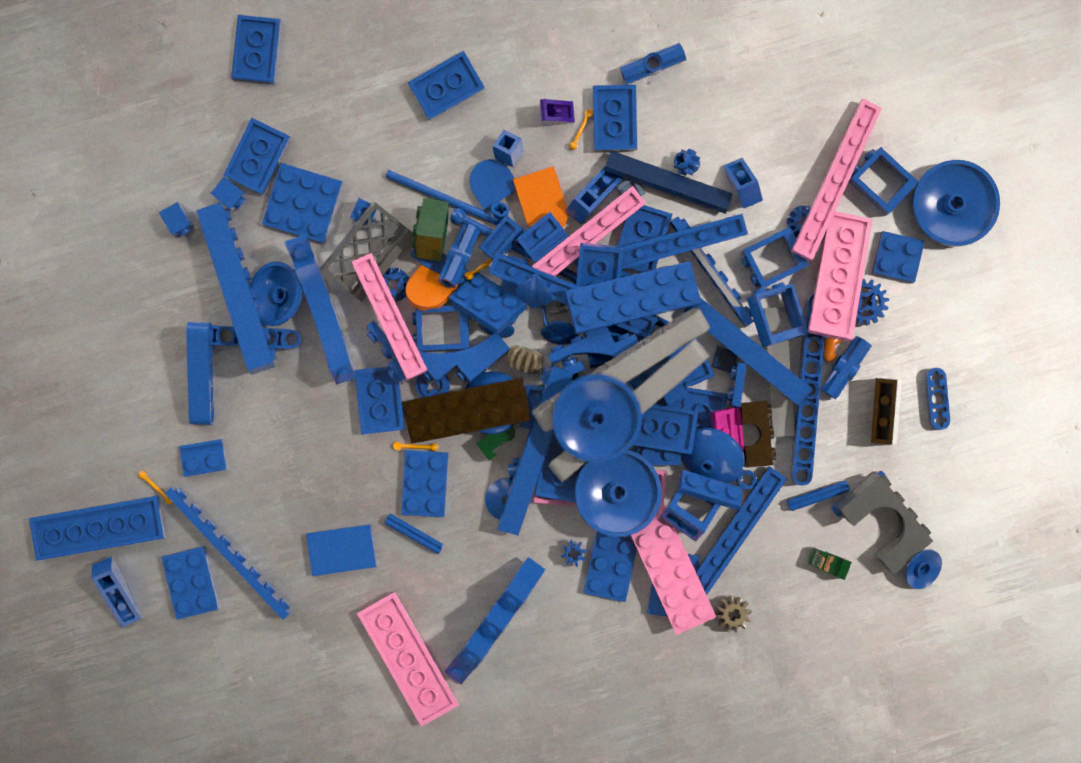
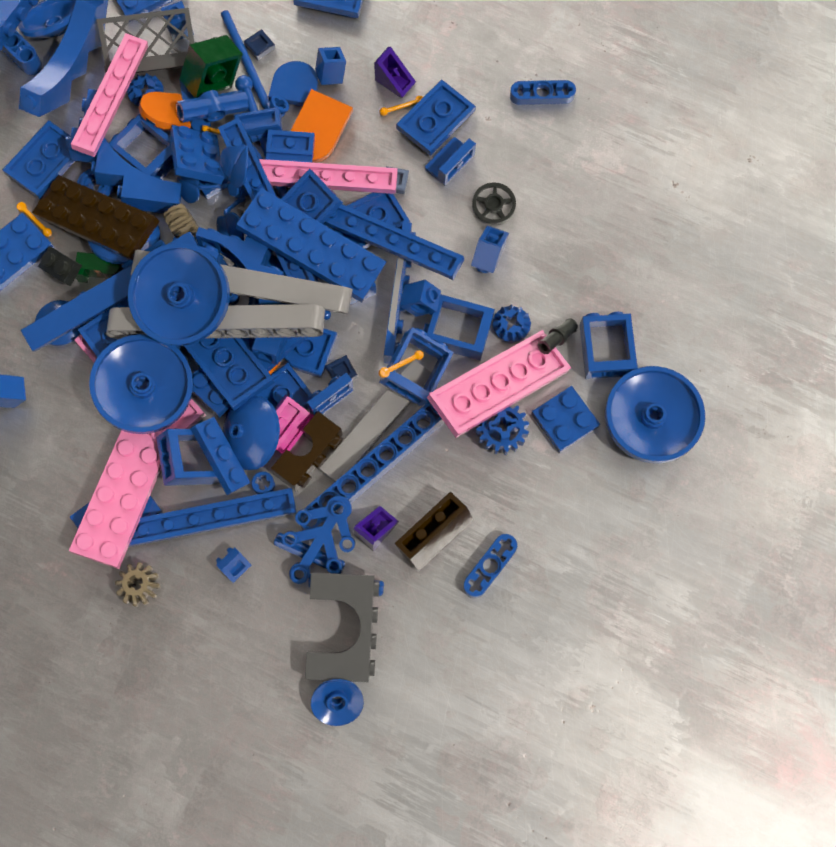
camera: 40 degrees right, 15 degrees down
(436, 175) = (259, 44): none -> dark blue tile
(473, 463) = (59, 266): none -> pearl dark grey plate
(577, 548) = (59, 403): blue gear -> none
(593, 195) = (365, 152): blue slope -> none
(610, 567) = (80, 451): blue plate -> none
(653, 140) = (451, 159): none -> blue panel
(666, 58) = (516, 108): blue piece -> none
(668, 182) = (430, 196): dark blue tile -> none
(684, 20) = (549, 85): none -> blue beam
(687, 162) = (460, 194): blue gear -> none
(713, 145) = (494, 203): none -> pearl dark grey wheel
(734, 265) = (420, 298): none -> blue brick
(753, 354) = (366, 378): blue beam -> none
(769, 342) = (384, 372): none -> light orange hinge
(780, 547) = (233, 564): none -> blue tile
(821, 480) = (322, 536): none -> blue plant
(829, 349) = (438, 437): orange arm -> none
(829, 563) = (261, 619): dark green leg -> none
(836, 180) = (567, 308): bright pink plate -> none
(845, 208) = (557, 336): none -> pearl dark grey pin
(845, 441) = (375, 527): none -> dark purple slope
(846, 367) = (435, 466): blue piece -> none

